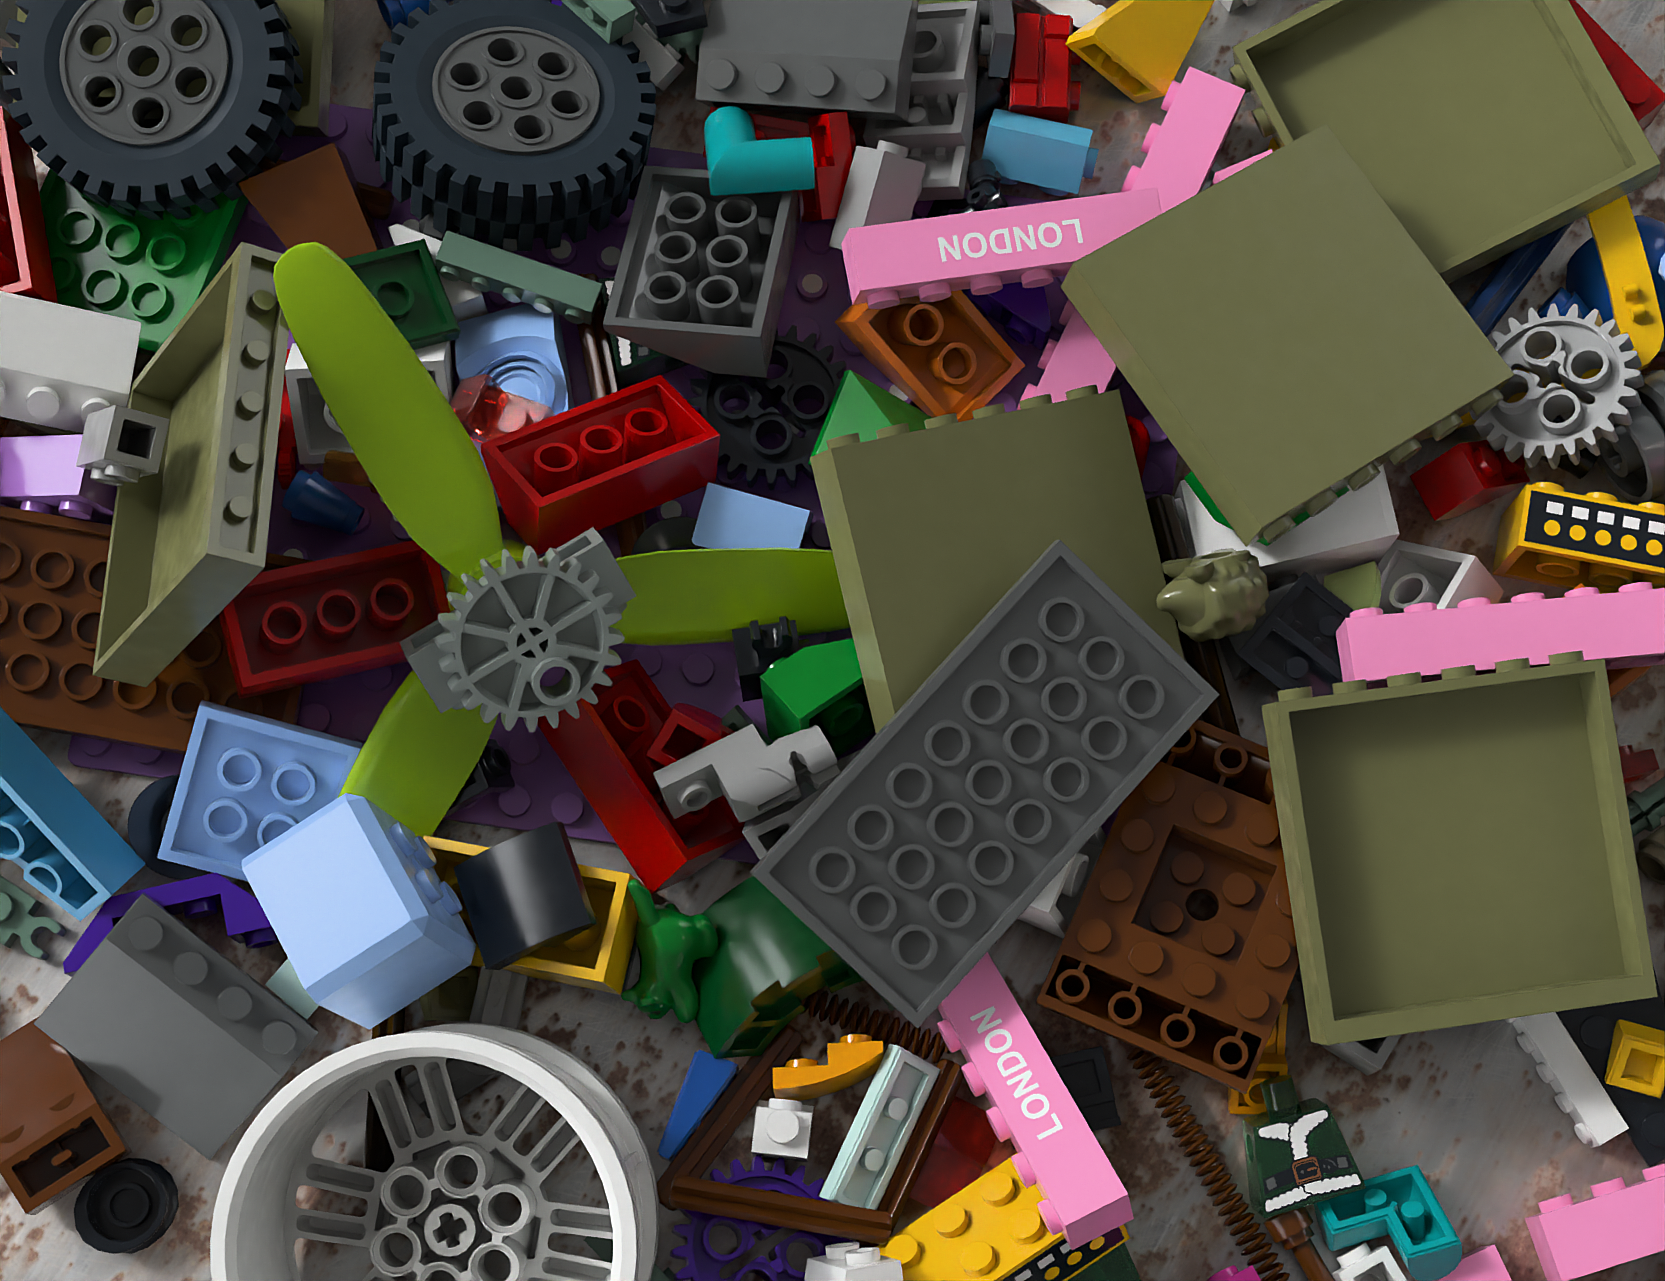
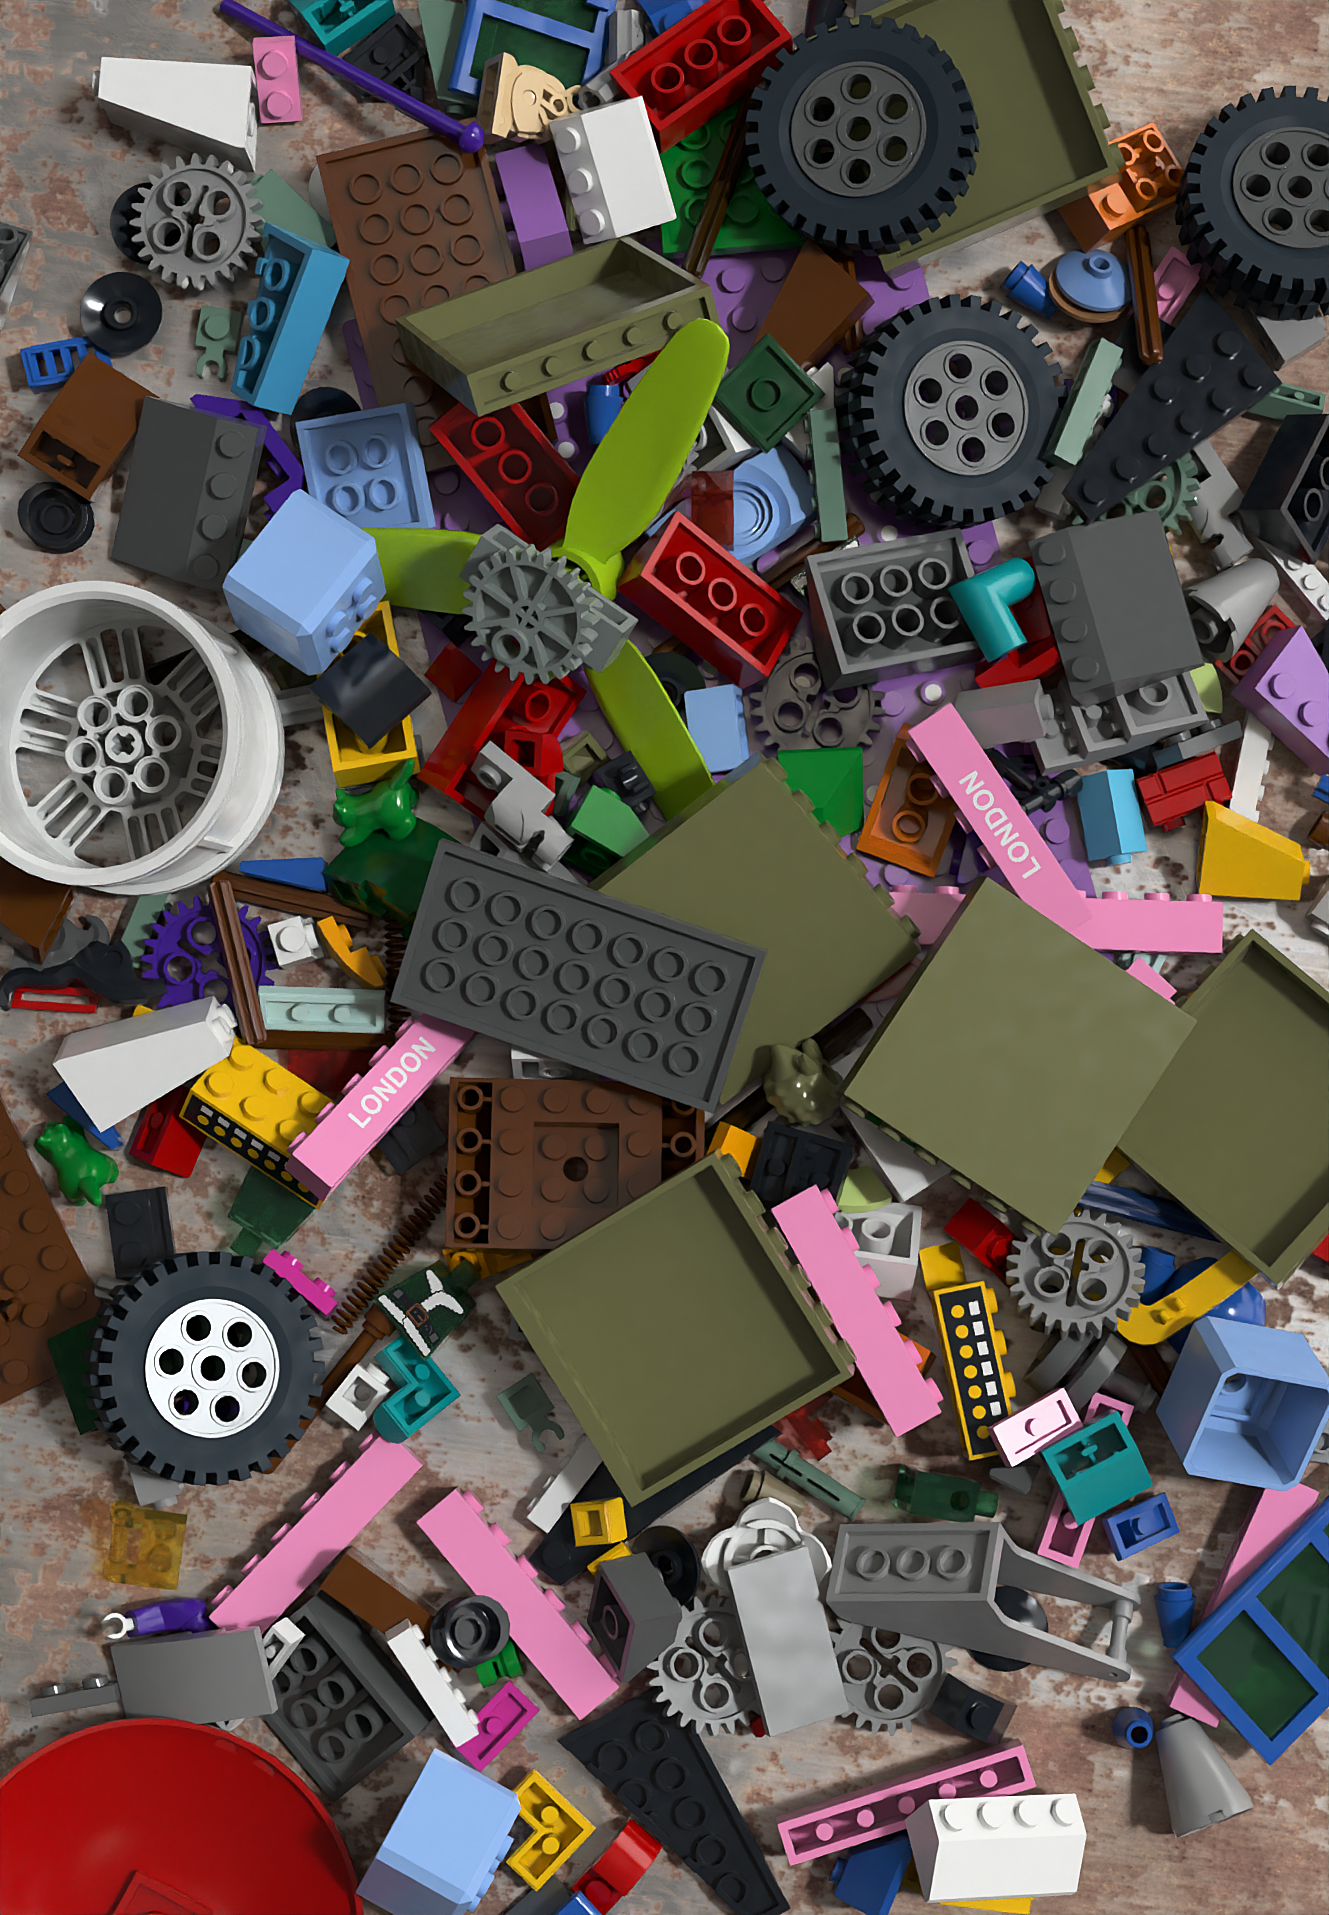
camera: 70 degrees right, 10 degrees up
(115, 245) = (719, 192): none -> dark brown axle
(122, 445) = (560, 259): light grey brick -> none
(543, 800) = (453, 672): none -> red slope
(712, 690) = (582, 756): none -> olive slope
(1245, 707) = (740, 1144): none -> light orange slope
(1462, 1089) = (527, 1405): none -> sand green plate
(1475, 539) = (941, 1266): none -> yellow slope

